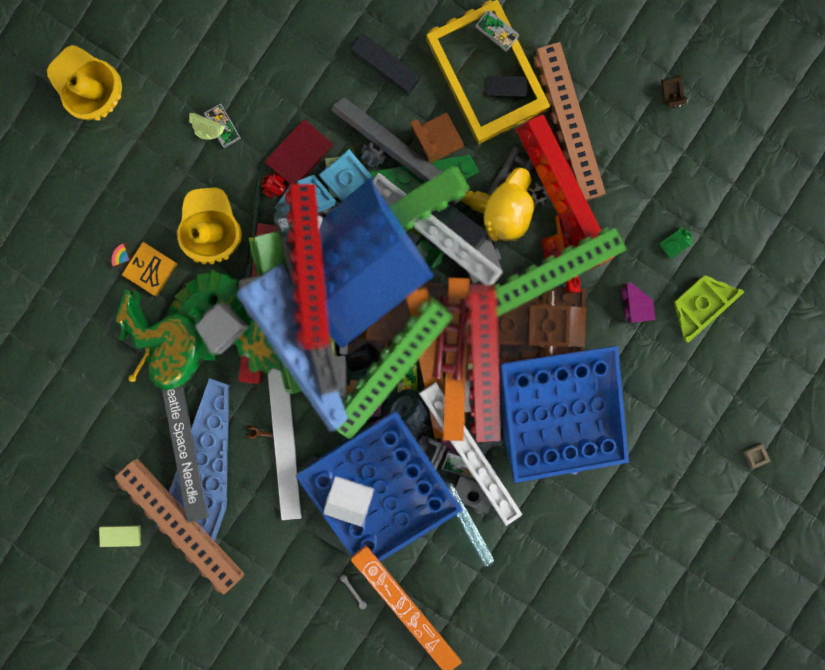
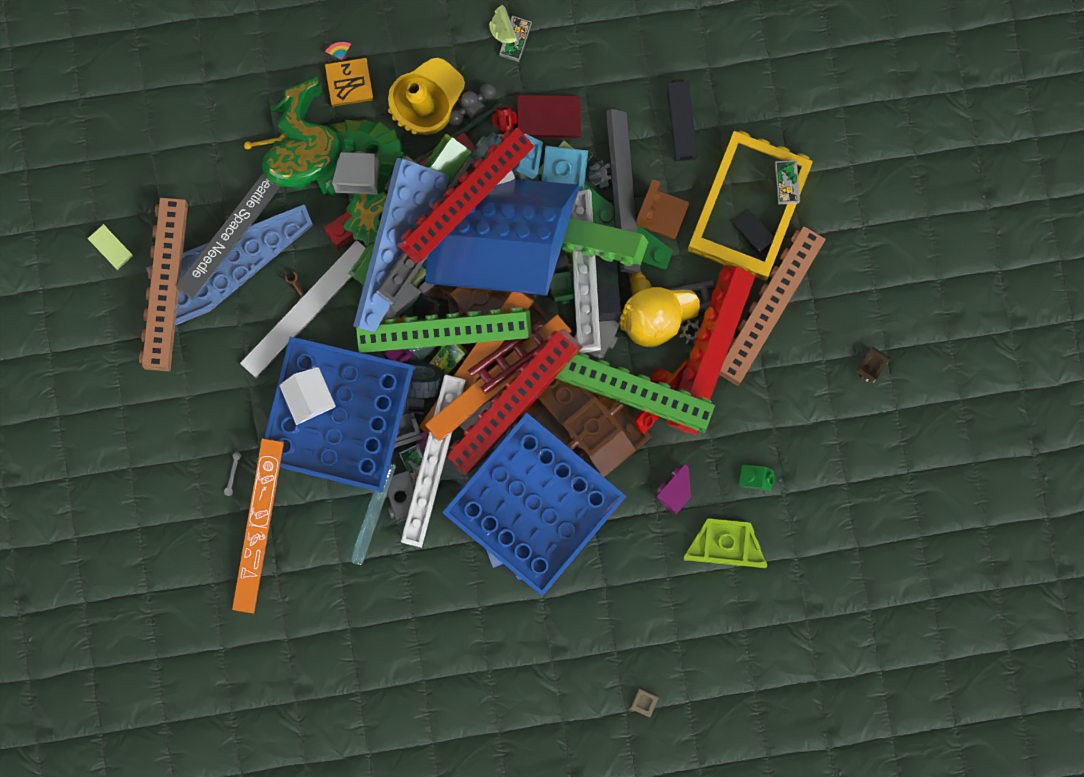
camera: 40 degrees right, 10 degrees down
(241, 198) = (471, 104): none -> dark grey piece

